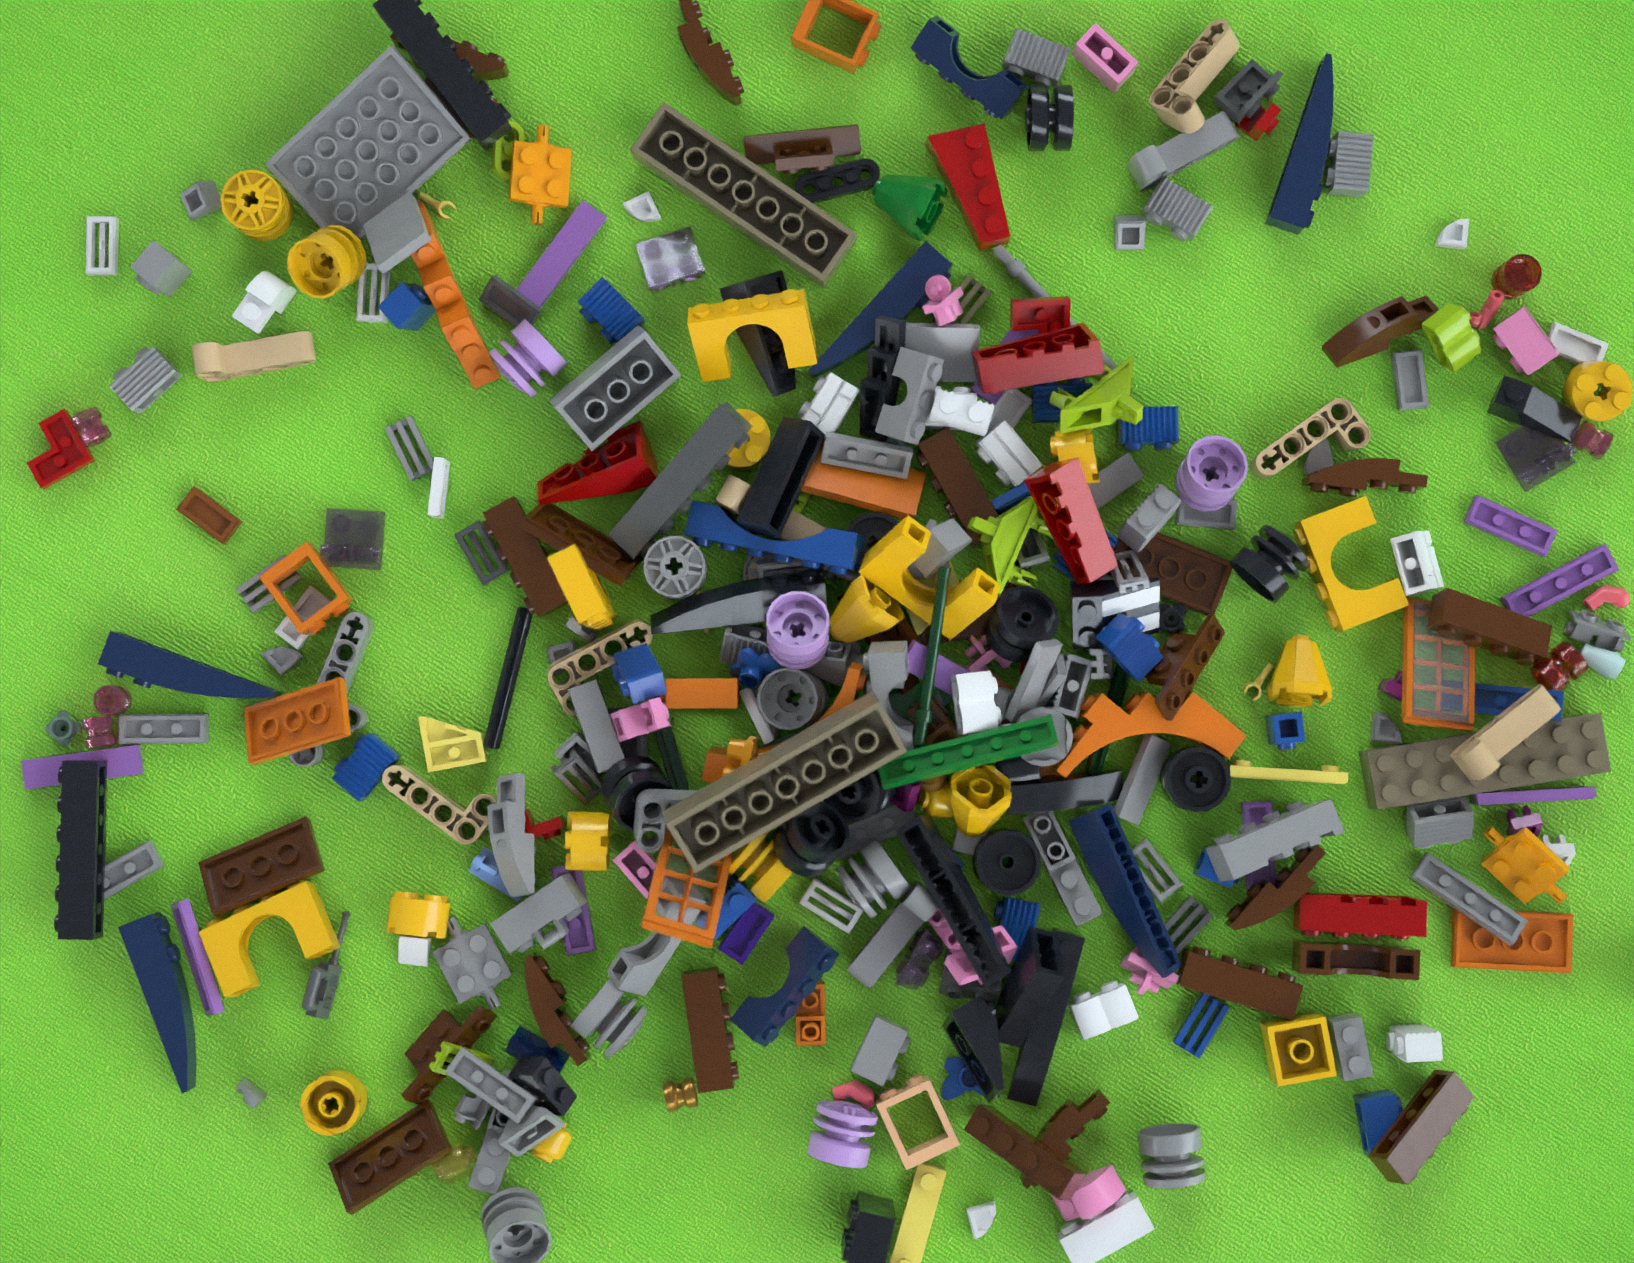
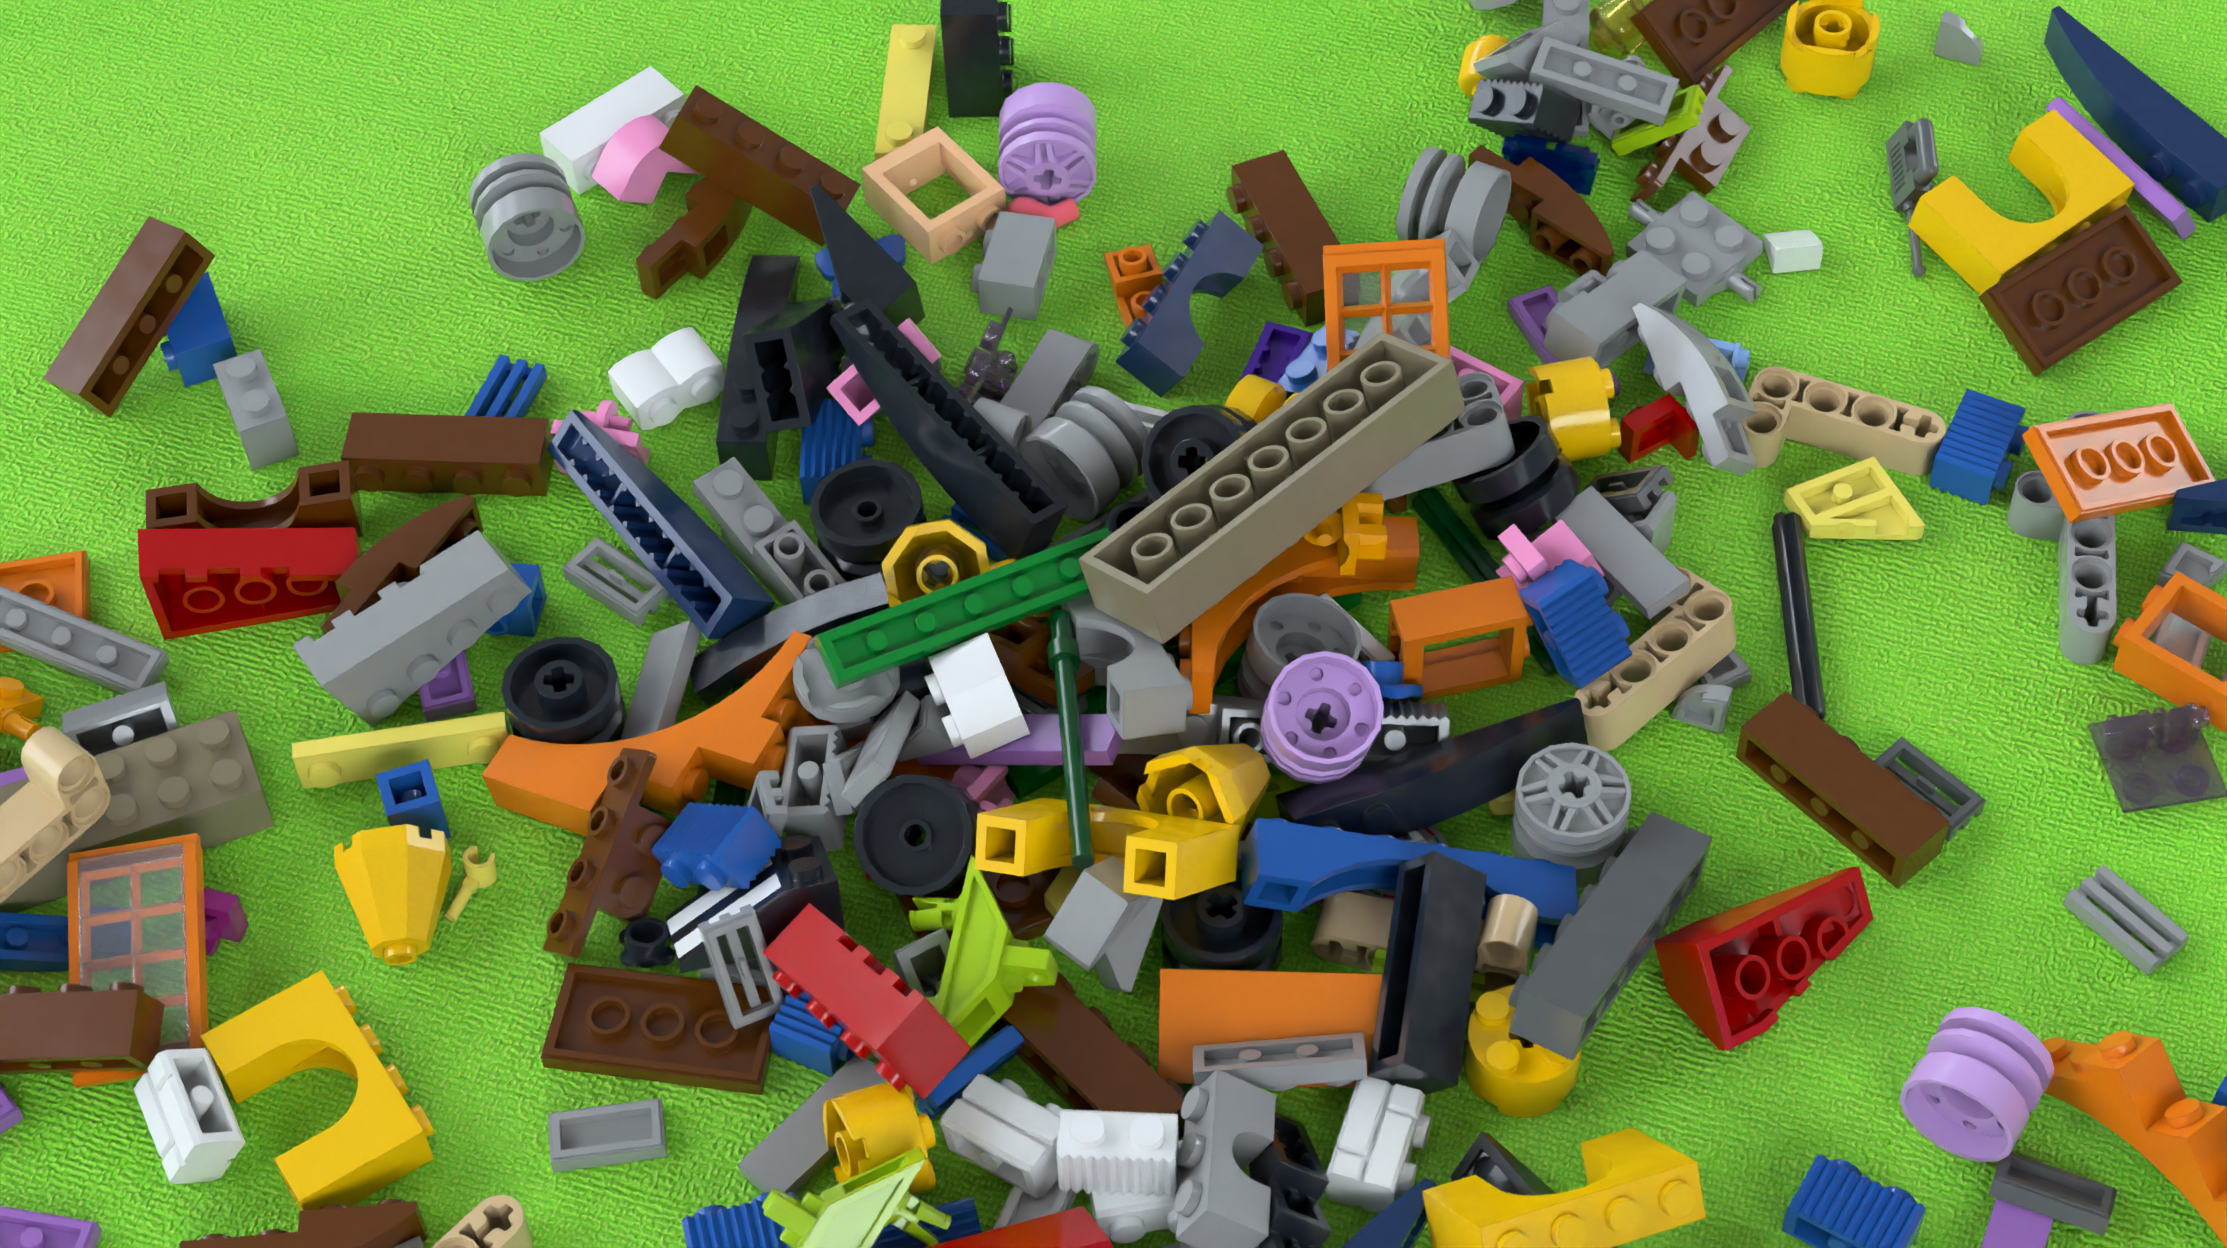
camera: 165 degrees right, 35 degrees down
(418, 917) = (1804, 268): yellow brick -> none
(438, 488) = (2045, 859): white tile -> none
(582, 589) = (1711, 664): yellow arch -> none
(597, 549) = (1759, 811): reddish brown tile -> none
(615, 387) = (1792, 1071): light grey brick -> none
(680, 1094) = (1314, 155): pearl gold wheel -> none
(981, 1218) = (809, 118): white tile -> none
(1149, 518) = (716, 1074): light grey brick -> none
(1196, 927) = (546, 514): flat silver tile -> none
(1218, 461) = (598, 1140): lavender wheel -> none
(1274, 558) = (474, 1046): black wheel -> none
(1298, 1049) = (335, 376): yellow brick -> none
(1384, 729) = (231, 860): light grey tile -> none
(1415, 1043) = (147, 423): white brick -> none

